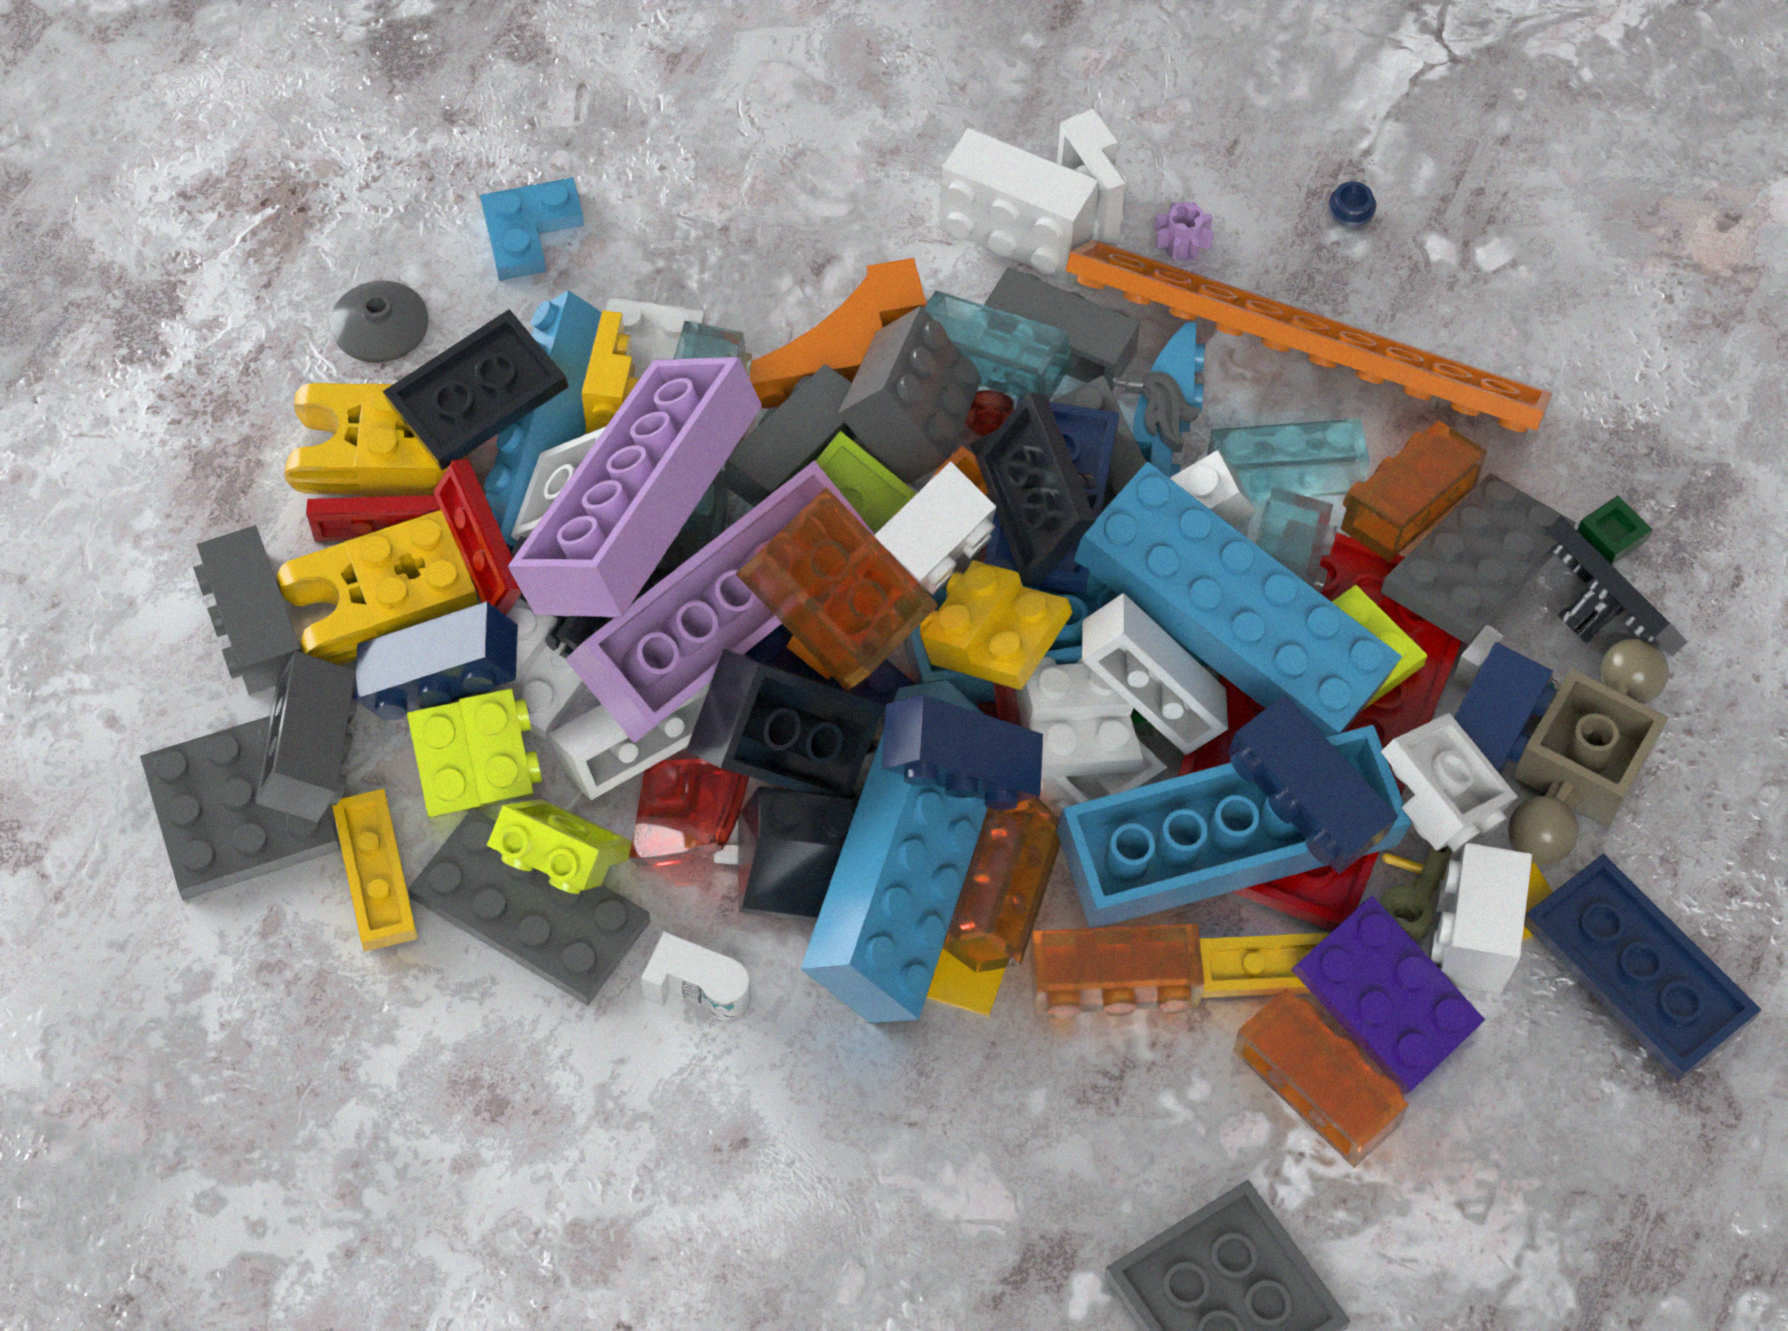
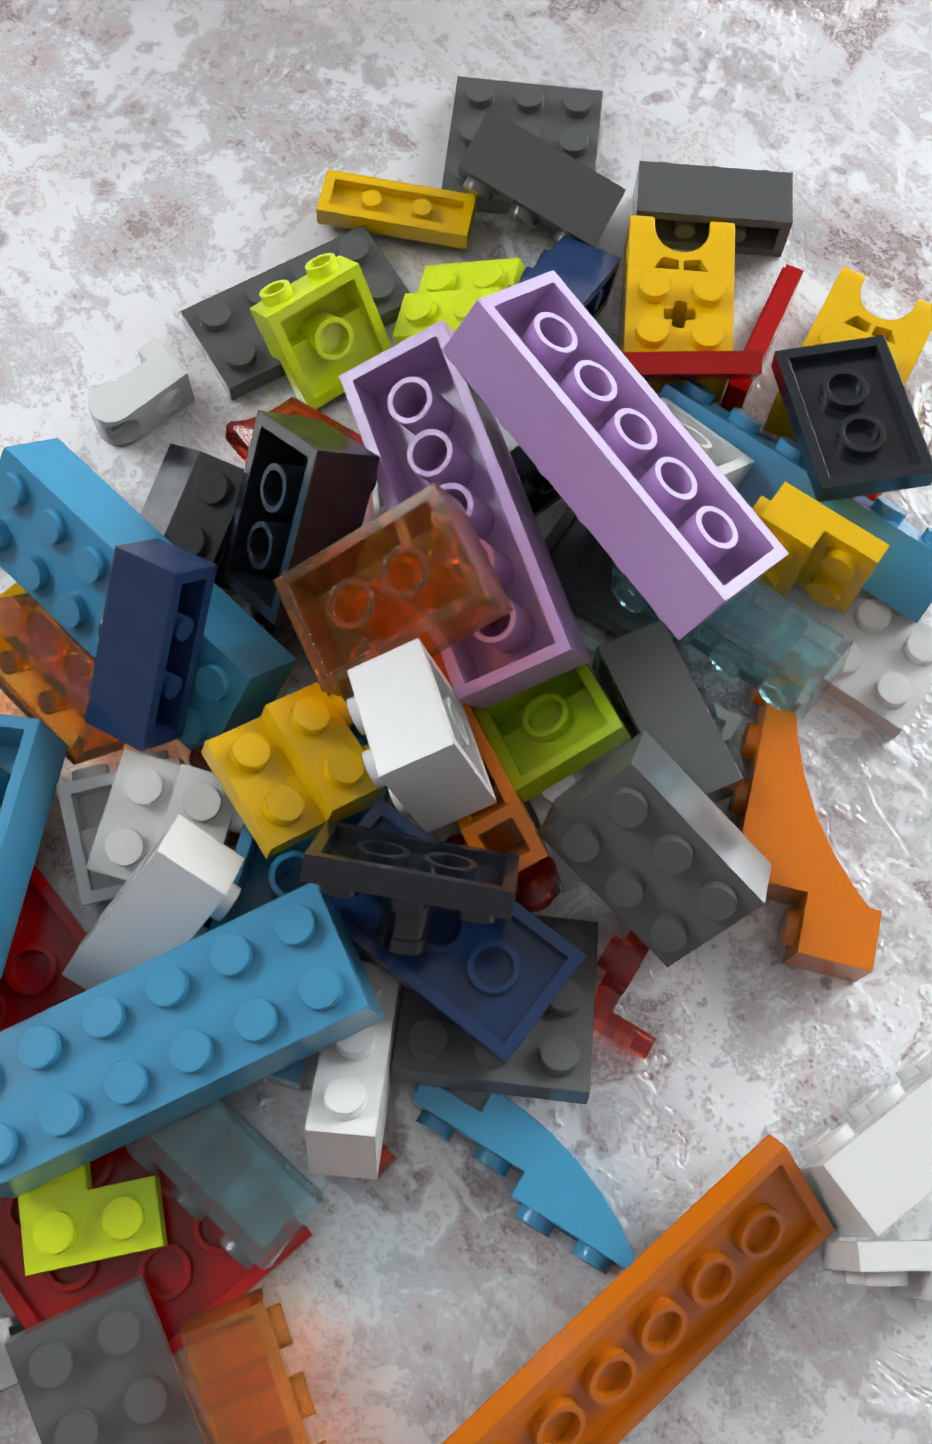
camera: 115 degrees right, 10 degrees up
(1006, 349) = (706, 1001): clear light blue brick -> none
(1099, 337) = (710, 1109): dark grey brick -> none
(1165, 405) = (518, 1153): dark grey piece -> none
(1184, 231) = (803, 1372): lavender gear -> none
(1295, 457) = (385, 1281): clear light blue brick -> none

